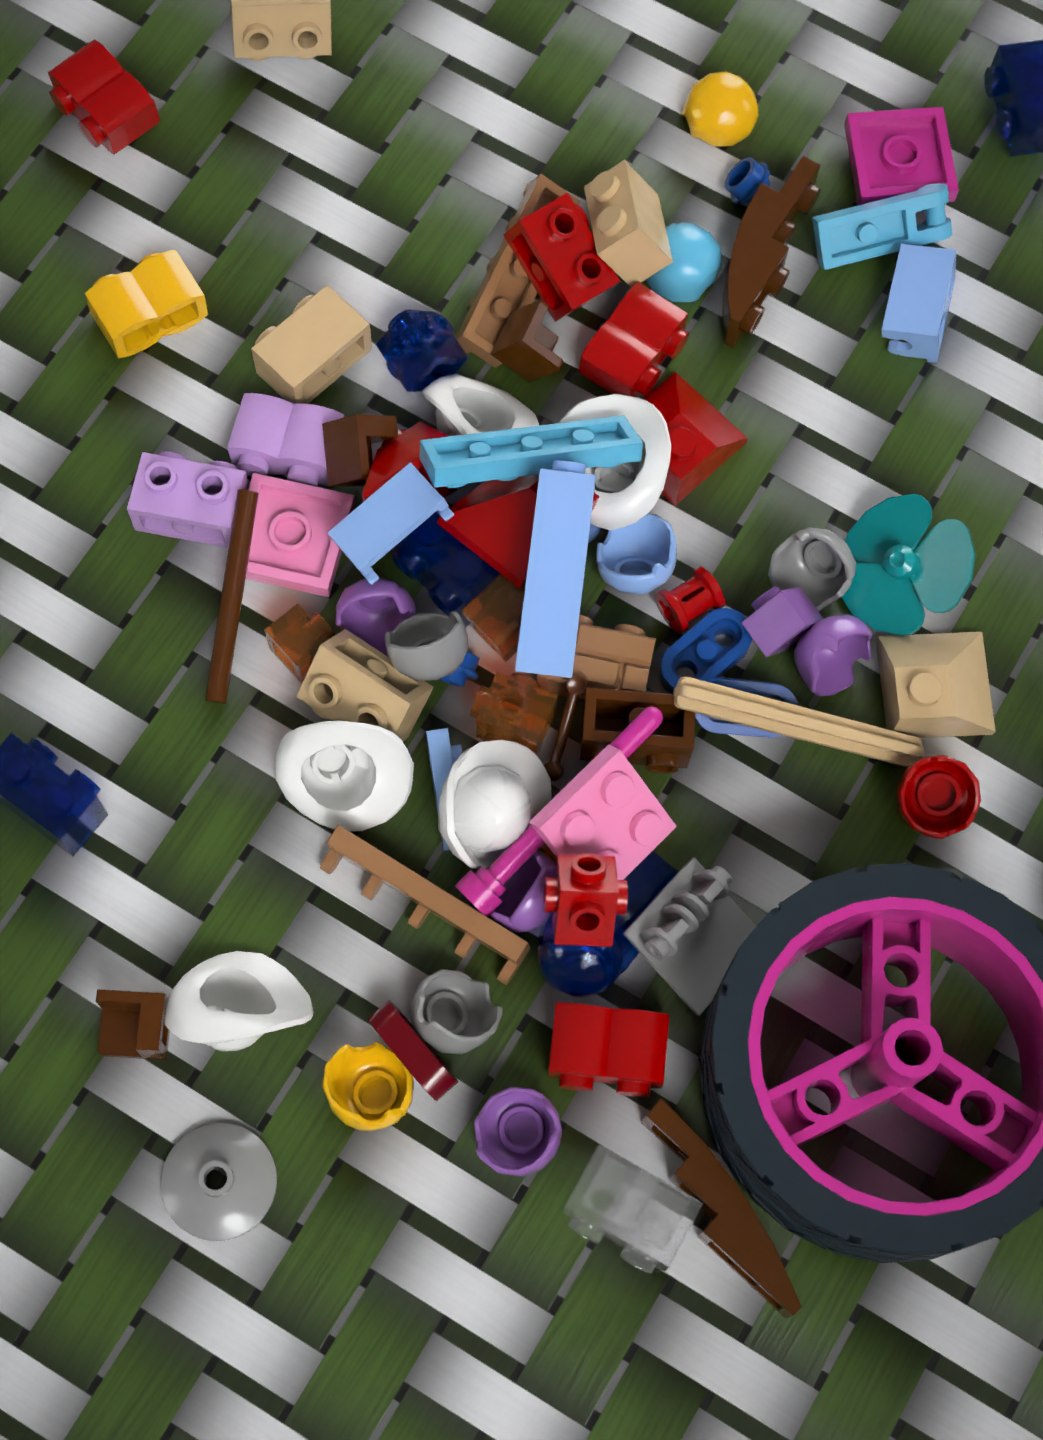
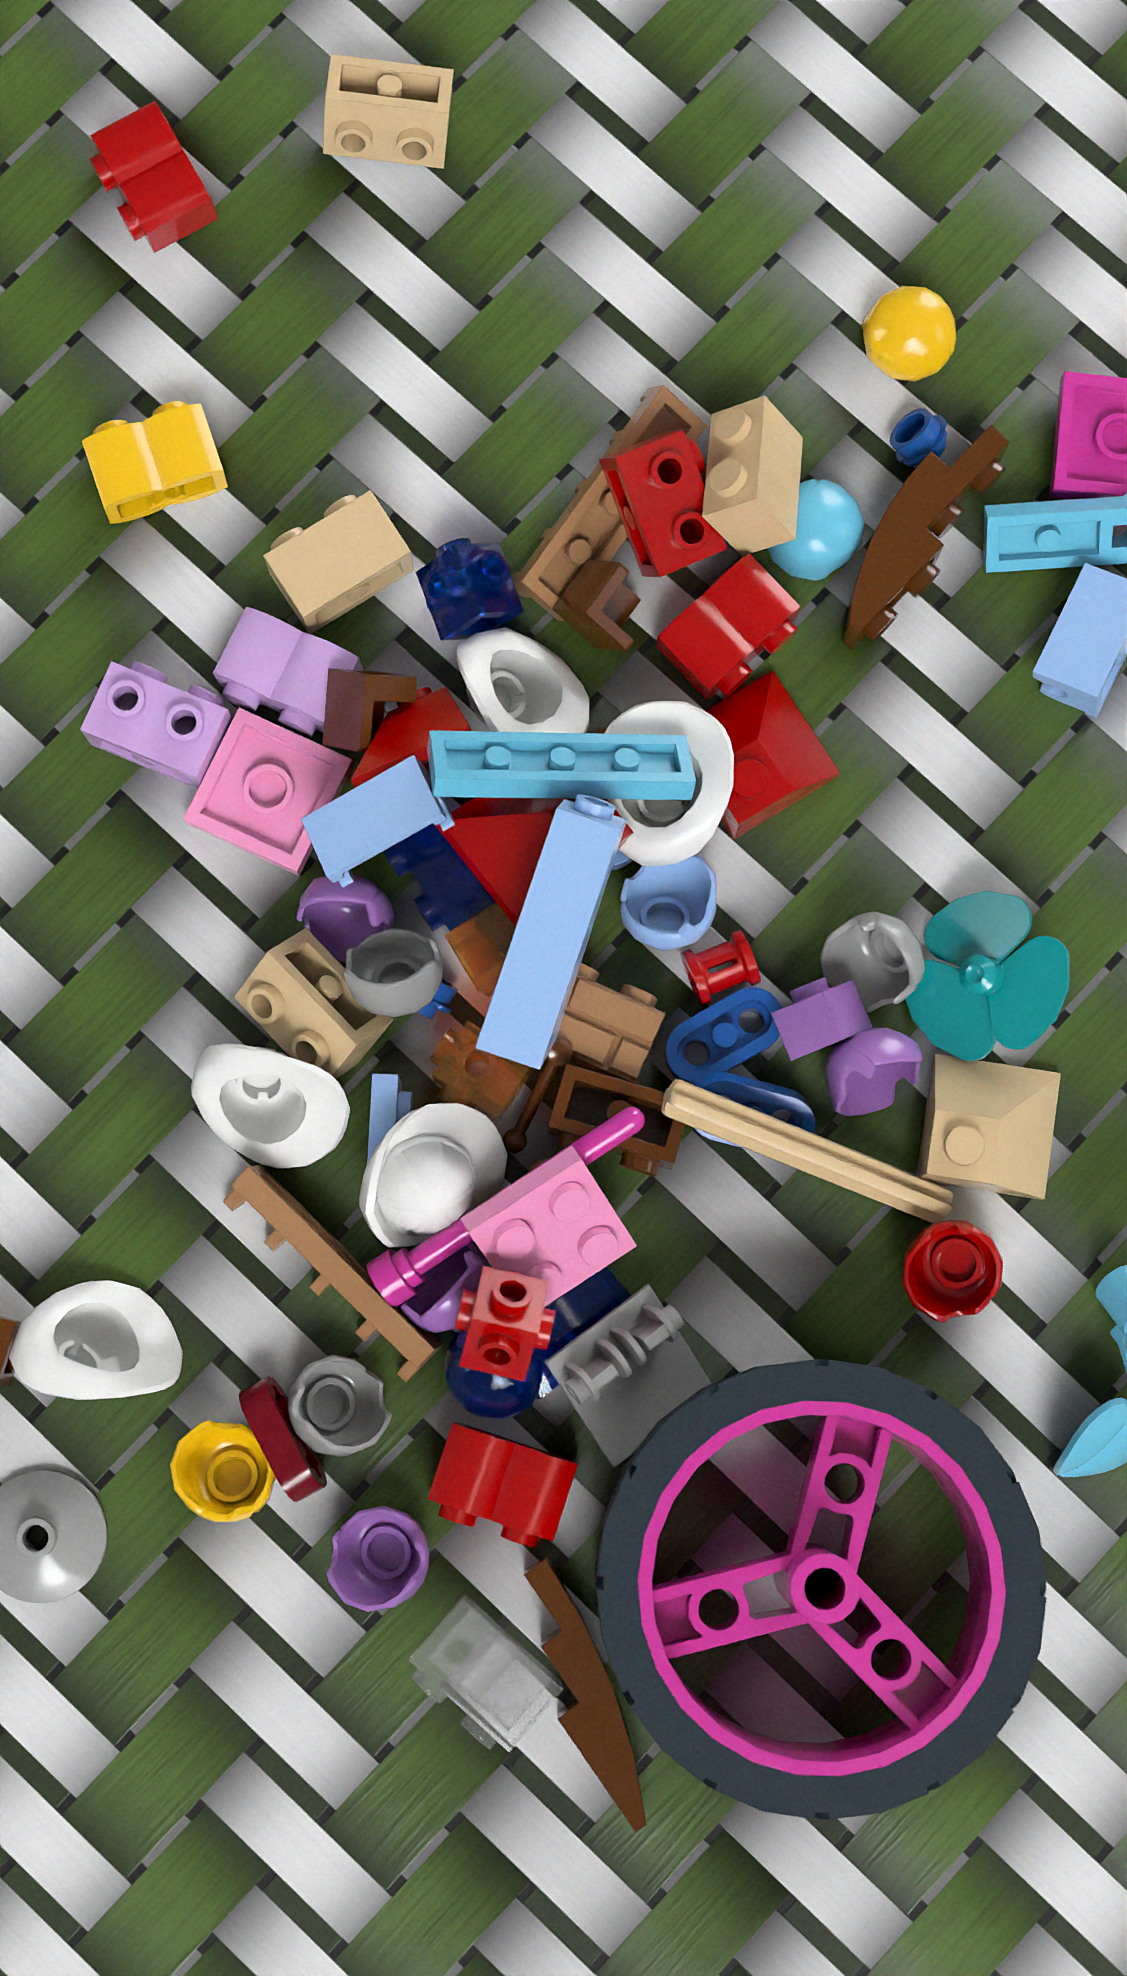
camera: 15 degrees right, 10 degrees up
(231, 596) = (183, 858): reddish brown bar -> none
(296, 639) = (252, 926): clear orange plate -> none

